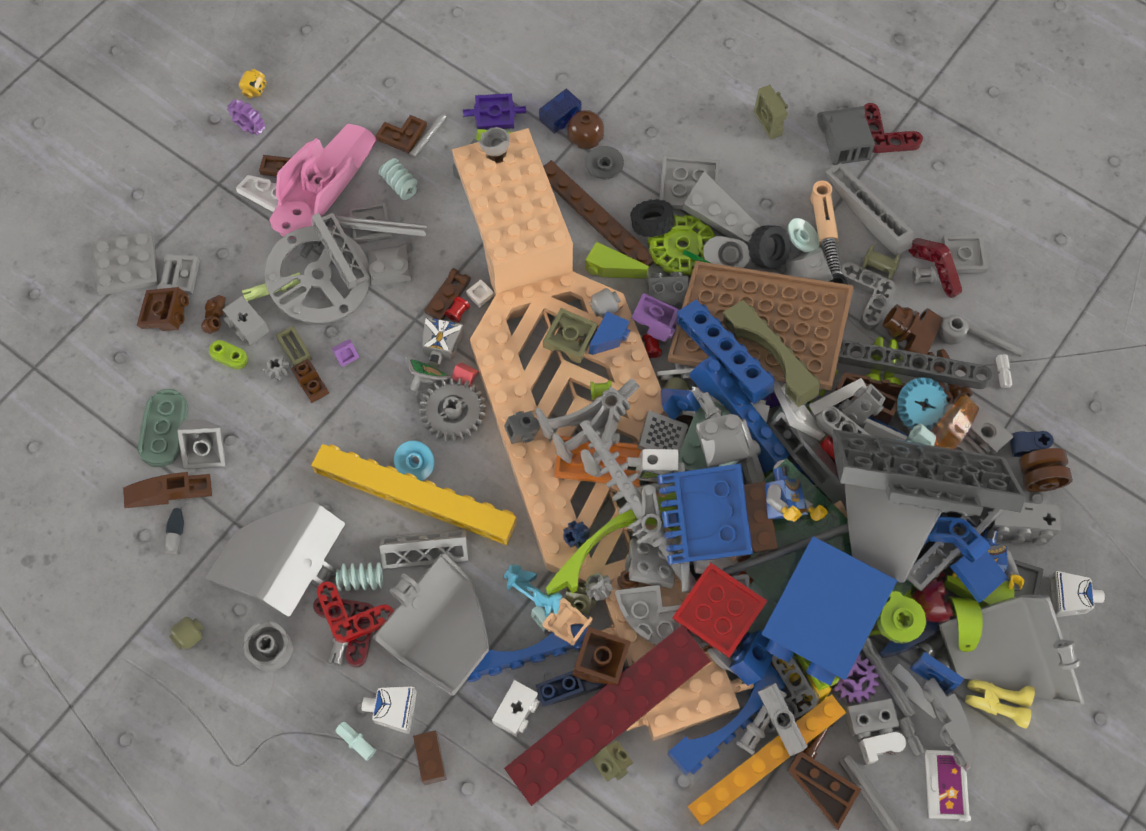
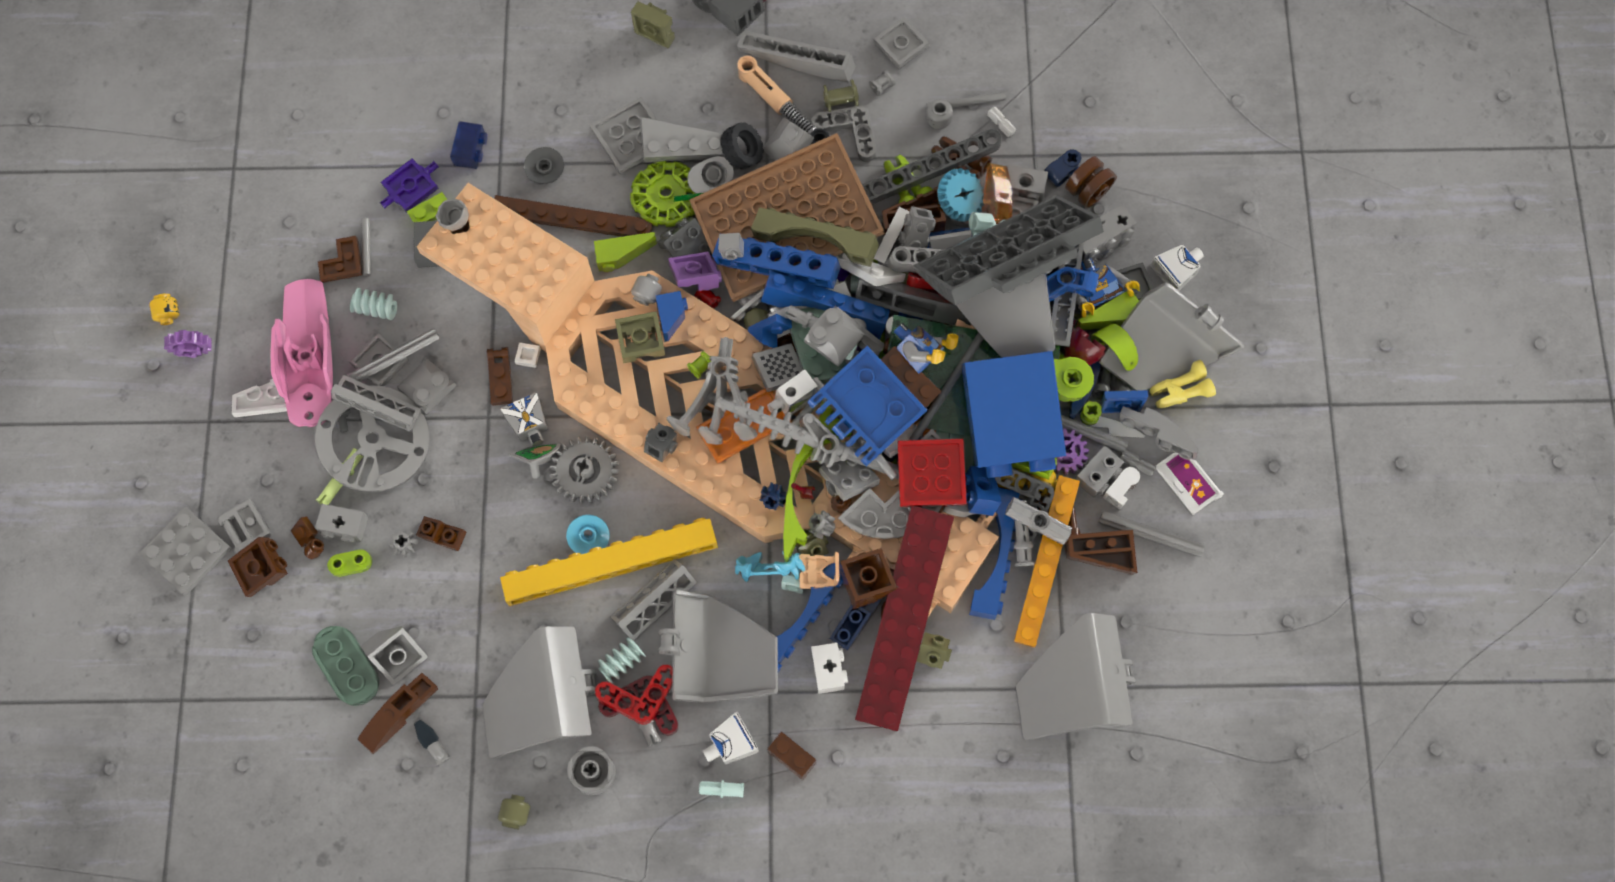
camera: 35 degrees left, 5 degrees up
(271, 165) = (253, 367): reddish brown plate -> none
(300, 358) = (414, 528): olive tile -> none
(345, 353) = (453, 487): medium lavender tile -> none
(457, 309) = (519, 380): red bush -> none
(465, 373) = (569, 431): coral slope -> none
(585, 129) = (503, 147): reddish brown cylinder -> none
(605, 549) = (805, 491): none -> dark red hand
(653, 227) = (632, 195): black tyre -> none
(696, 313) = (731, 246): none -> light grey plate
(803, 235) = (760, 116): light aqua dish -> none
(897, 668) = (1088, 408): none -> lime bush
(915, 329) = (907, 133): reddish brown beam -> none
(944, 263) = (890, 60): dark red beam -> none
(980, 576) = (1105, 303): blue tile -> none

